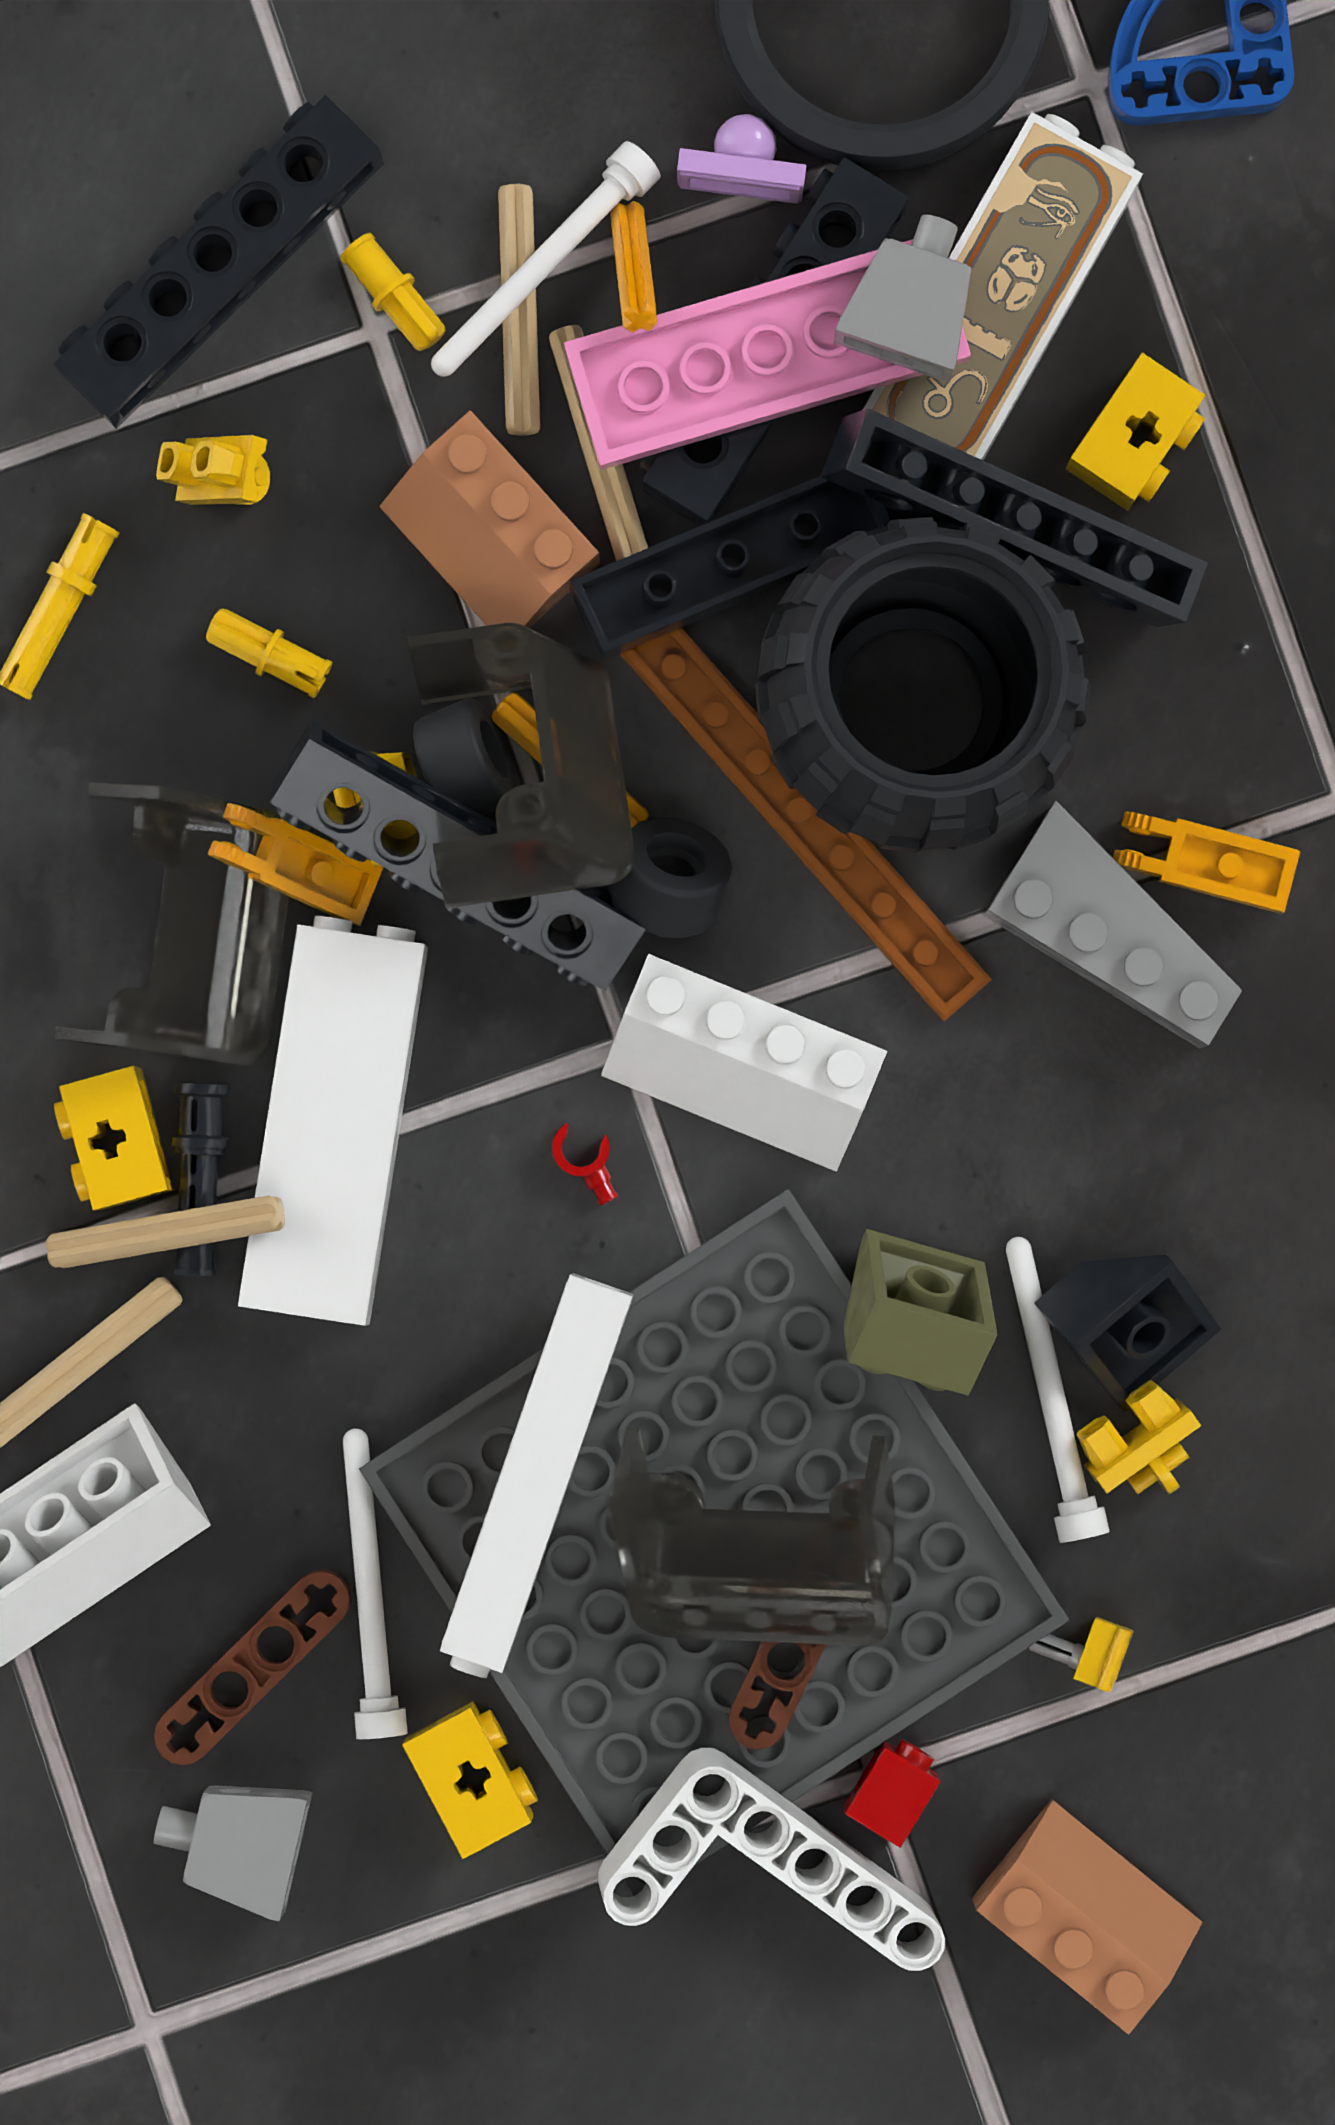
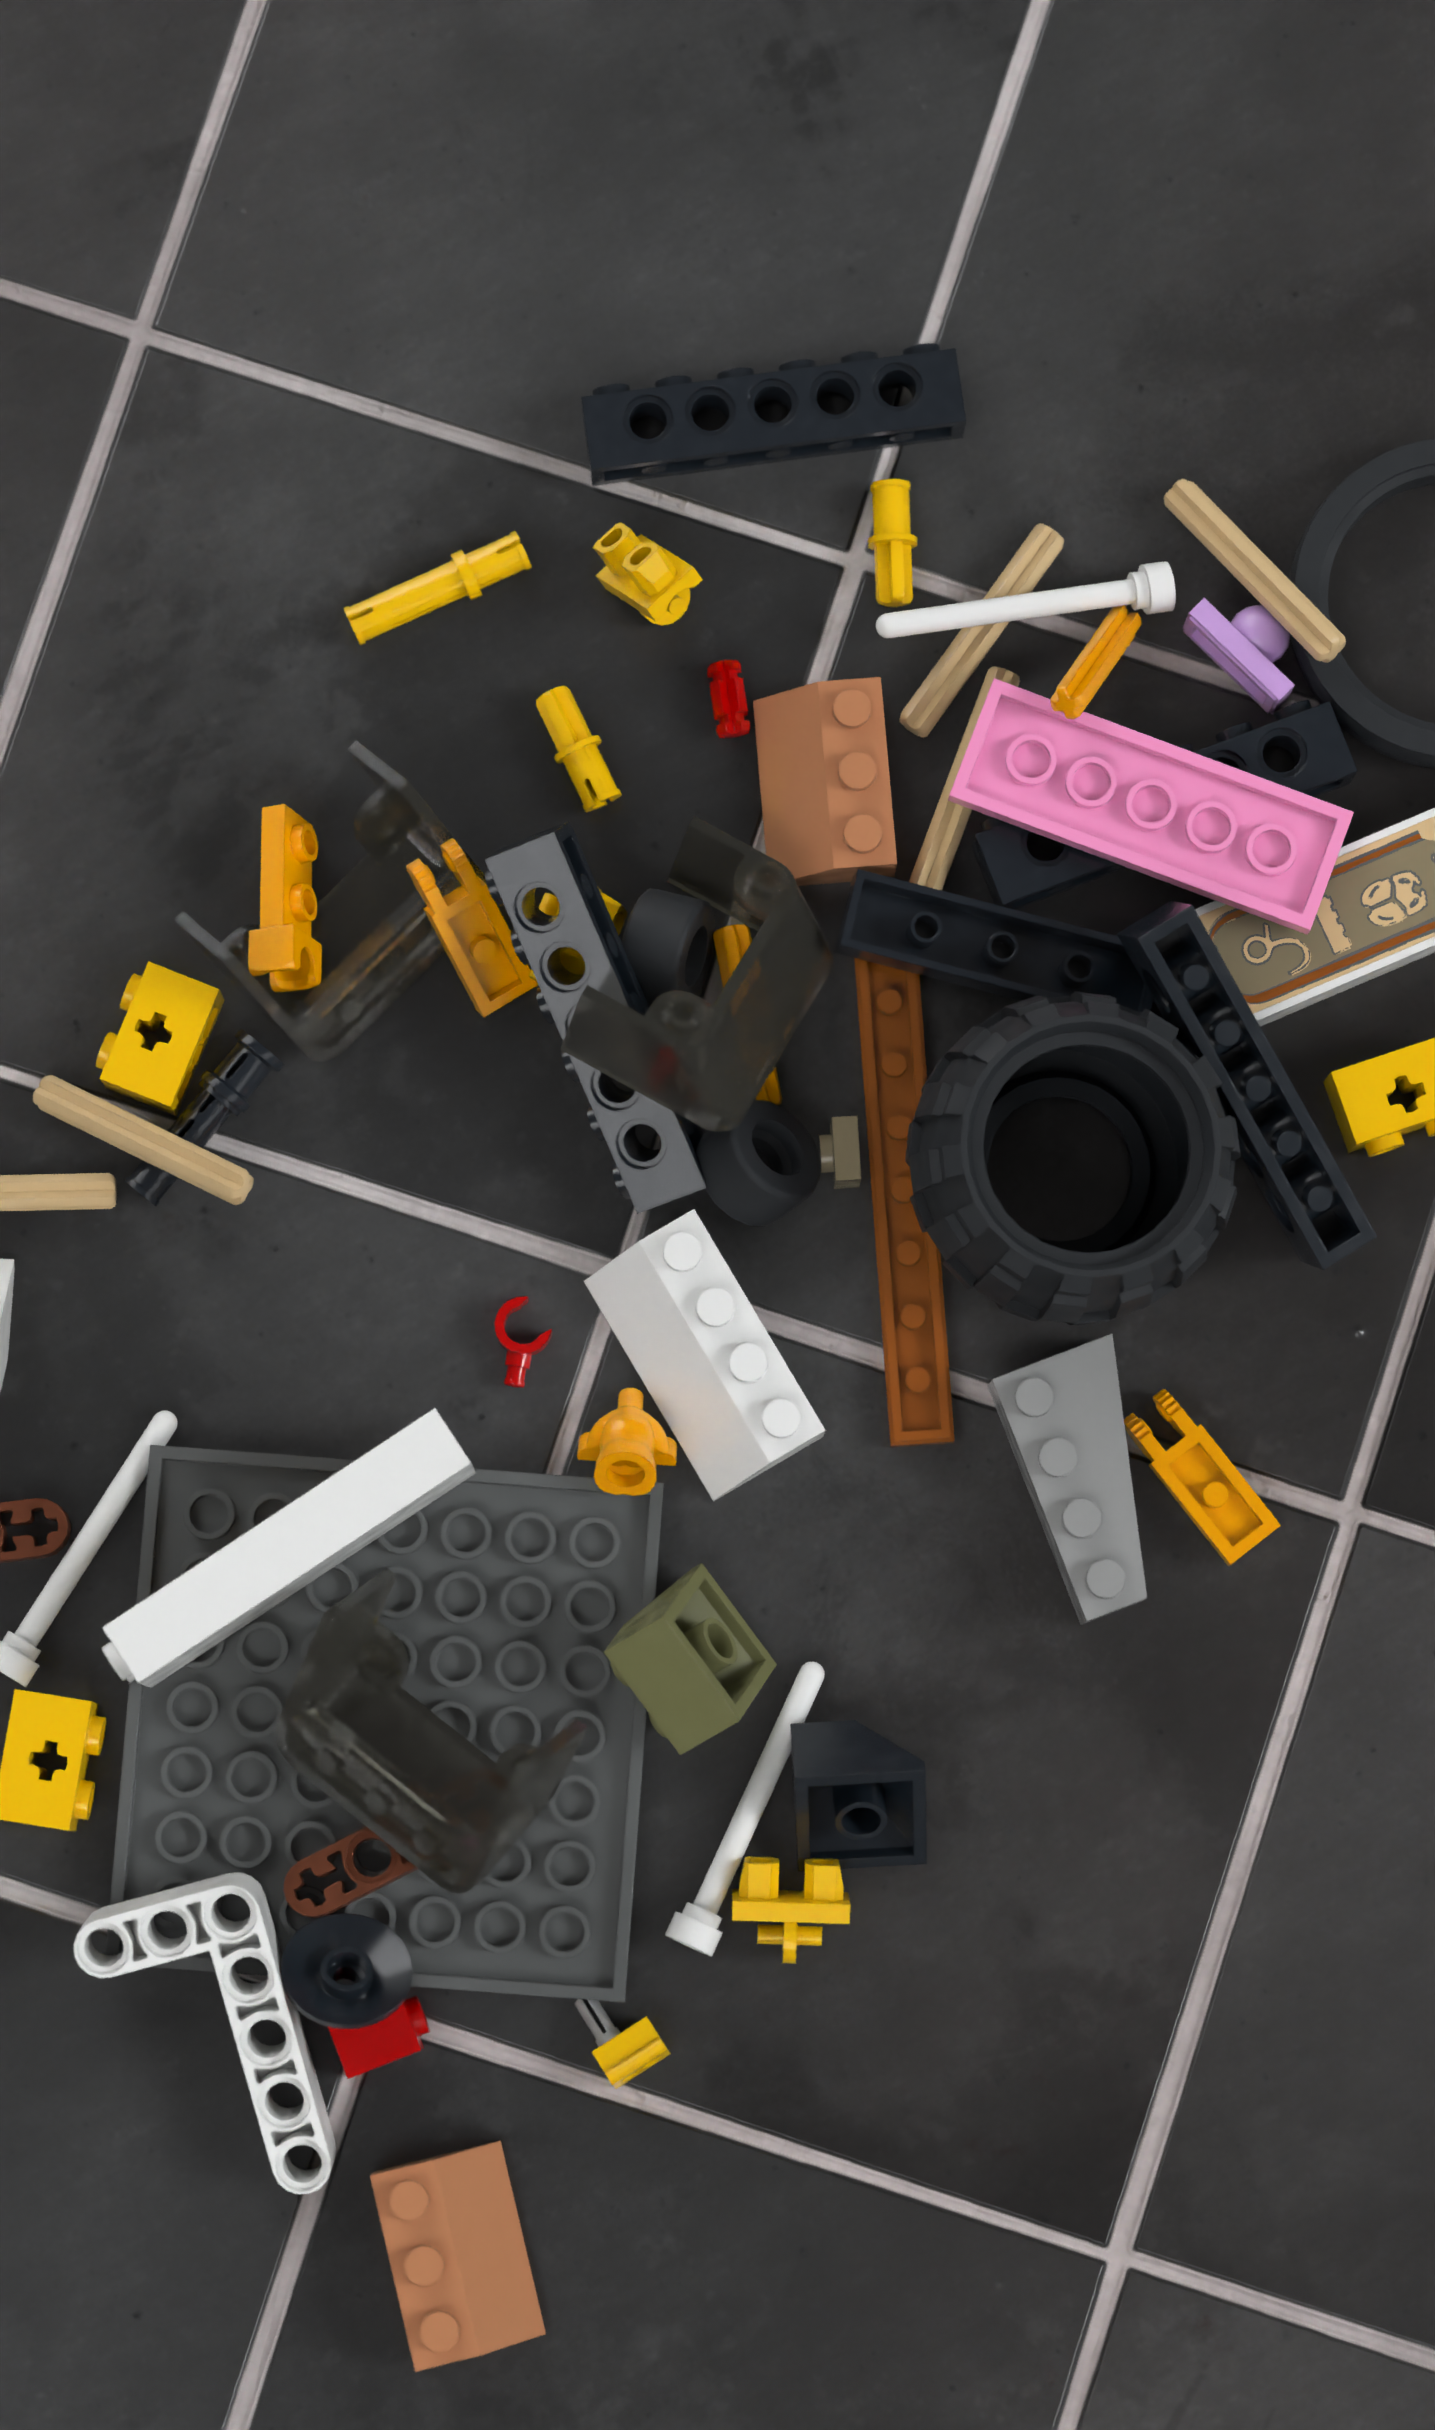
camera: 25 degrees right, 5 degrees down
(134, 955) = (286, 903): none -> light orange plate
(335, 1120) = (345, 1155): white brick -> none
(358, 519) = (728, 698): none -> red piece
(703, 95) = (1254, 571): none -> tan axle
(728, 817) = (841, 1152): none -> dark tan plate
(738, 1182) = (627, 1447): none -> light orange piece
(819, 1746) = (348, 1949): none -> black dish
(910, 303) = (1291, 851): light grey torso -> none

